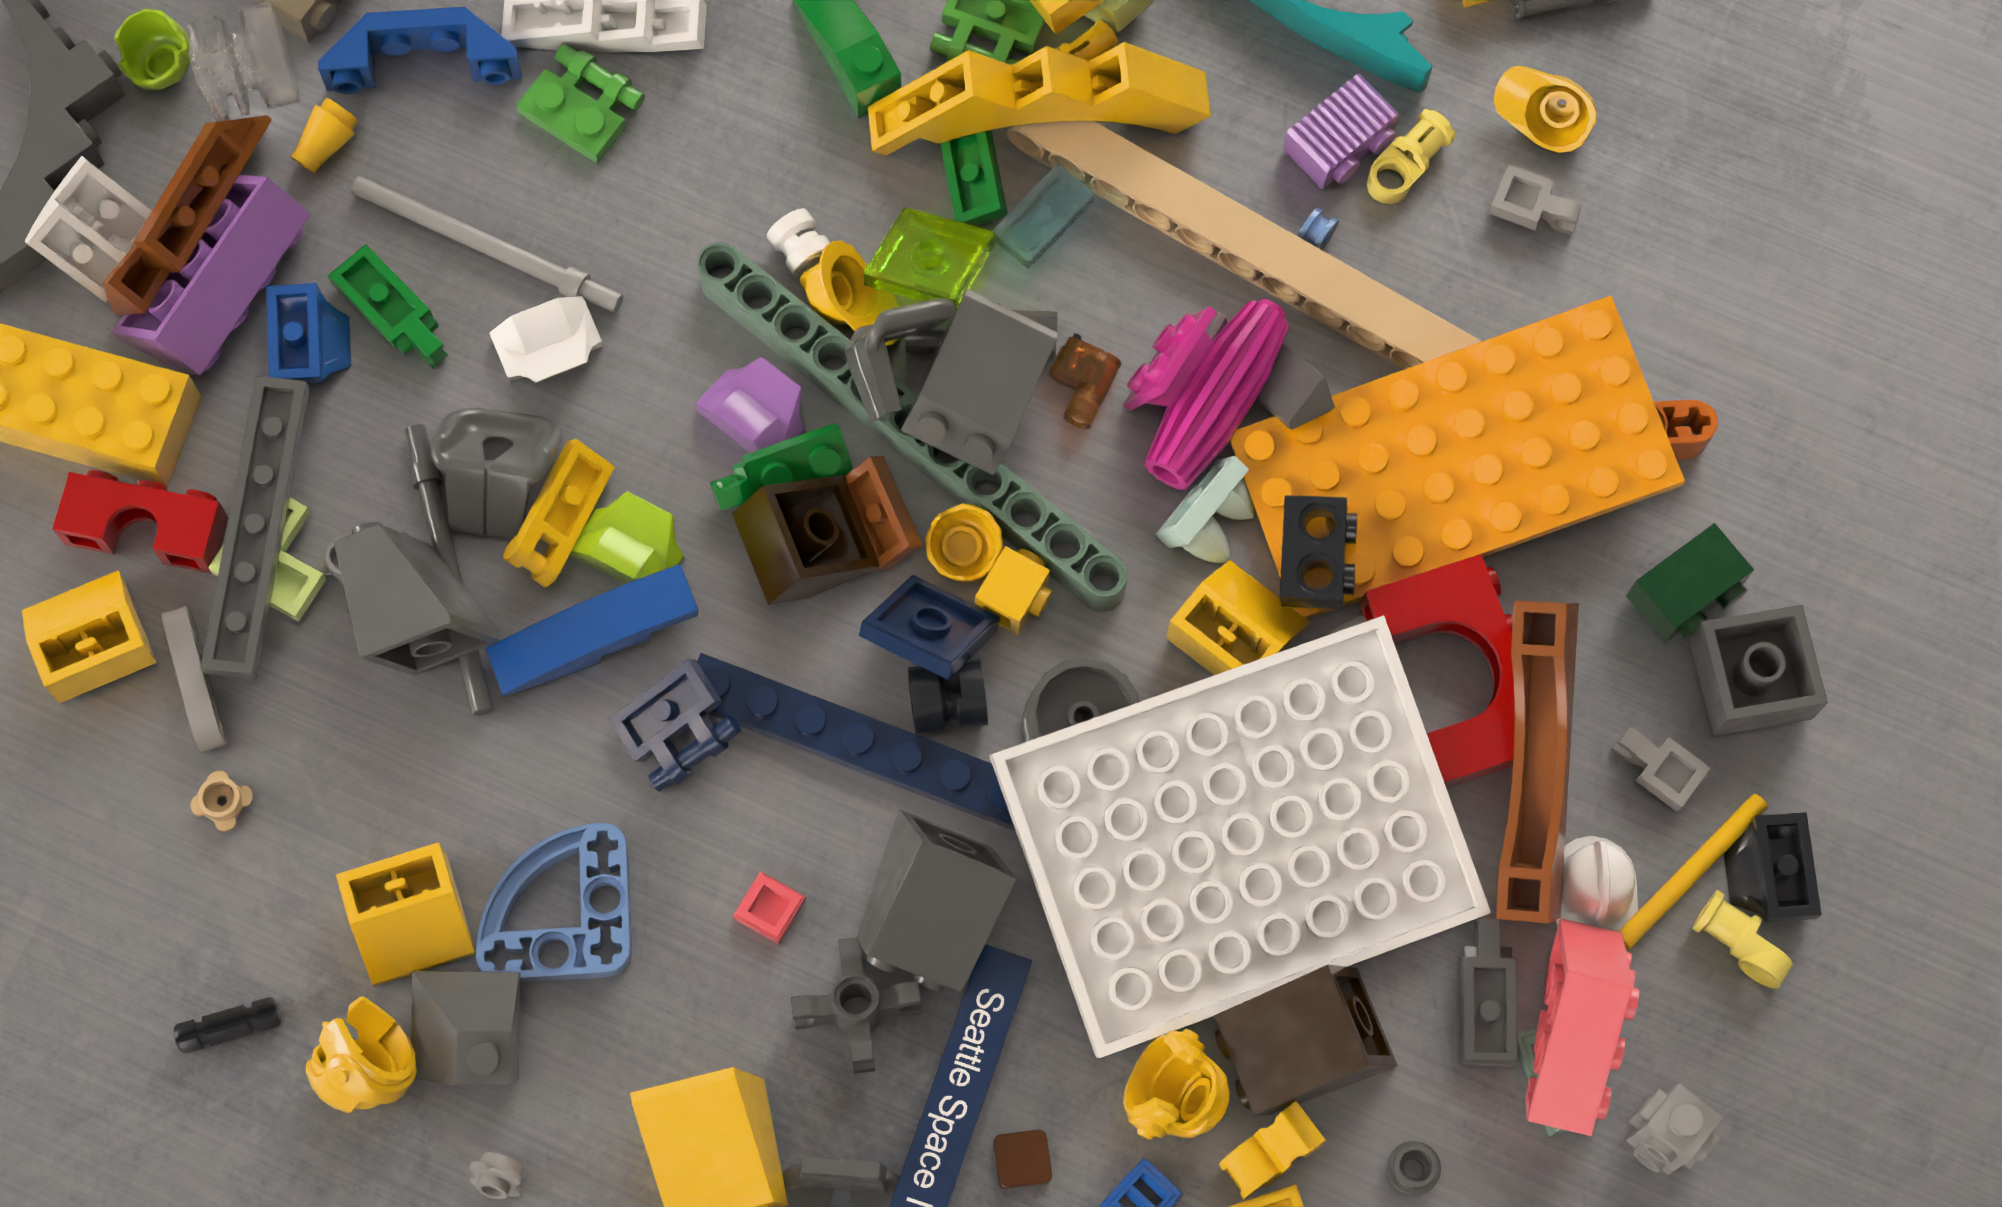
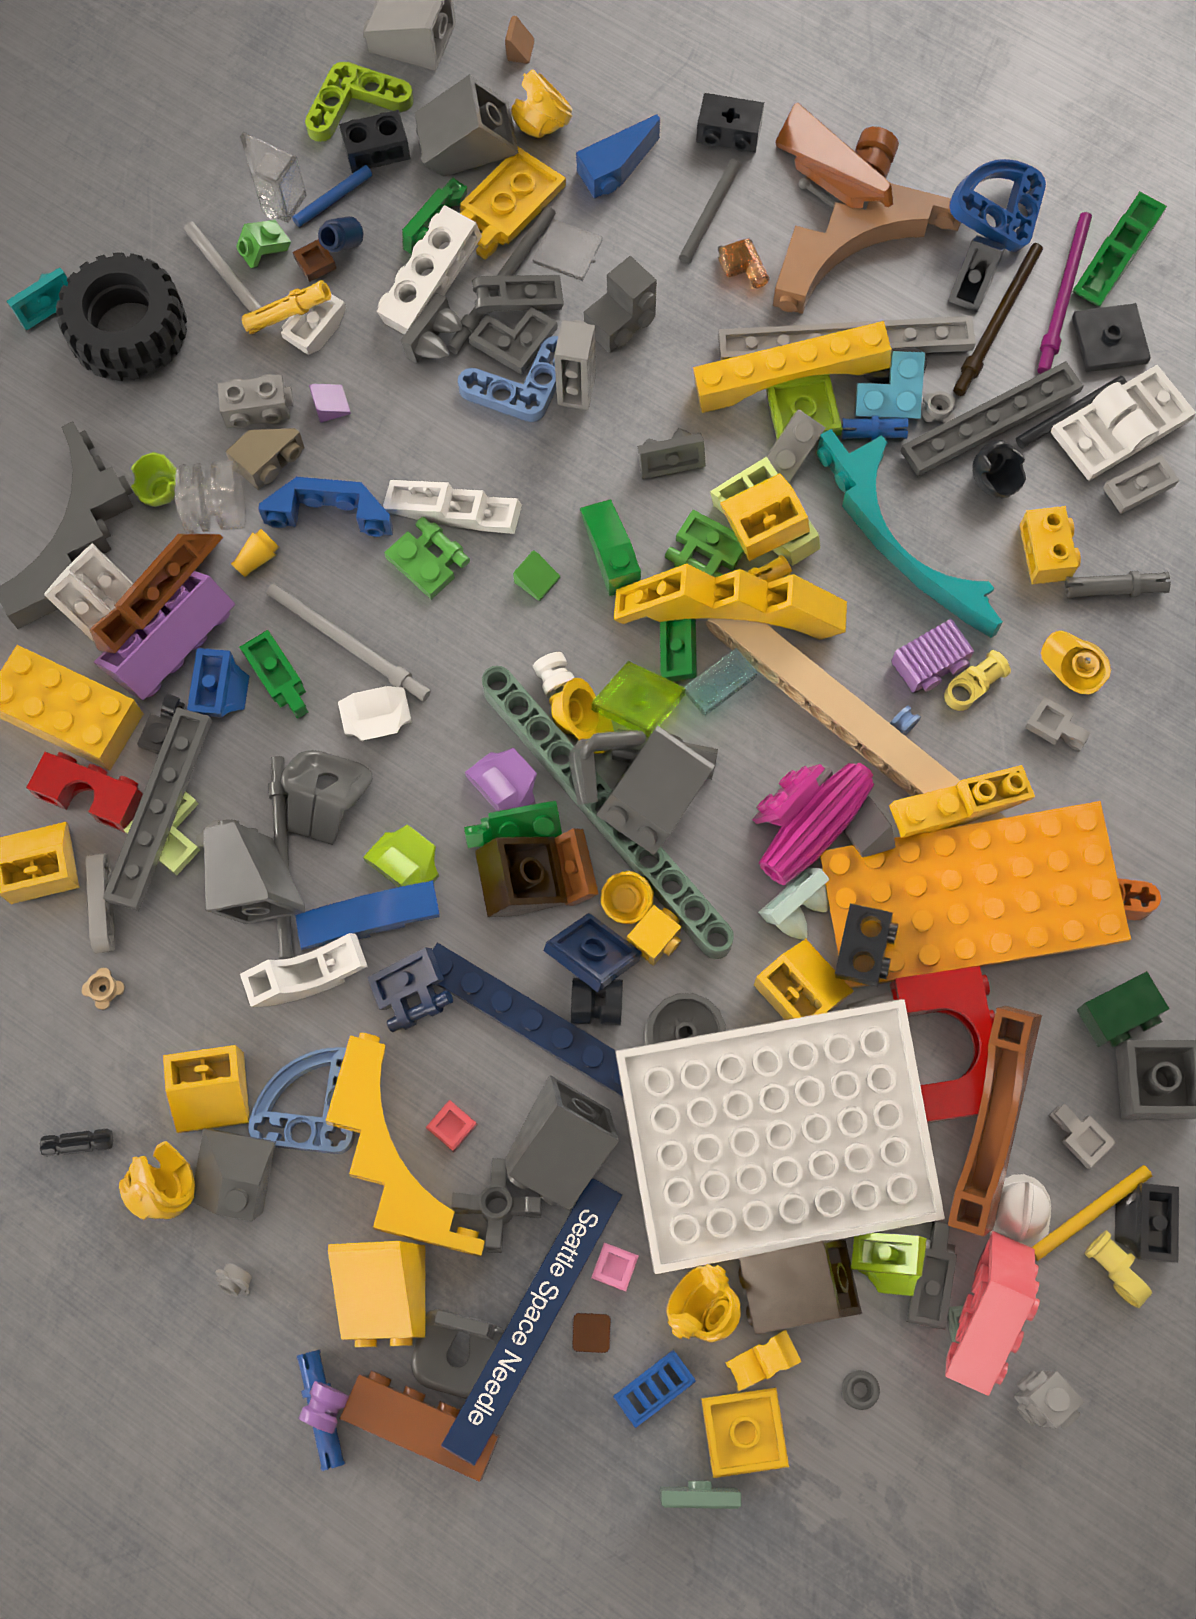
camera: 15 degrees right, 0 degrees up
(230, 413) = (157, 727): none -> black plate
(519, 730) = (304, 975): none -> white arch
(559, 512) = (361, 831): yellow plate -> none
(724, 1021) = (404, 1204): none -> yellow arch
(746, 105) = (535, 576): none -> bright green slope
(1039, 1062) = (614, 1267): none -> bright pink tile
(1089, 373) = (732, 793): clear orange piece -> none
(1419, 330) = (962, 803): none -> yellow slope
(1424, 983) = (890, 1261): none -> lime slope

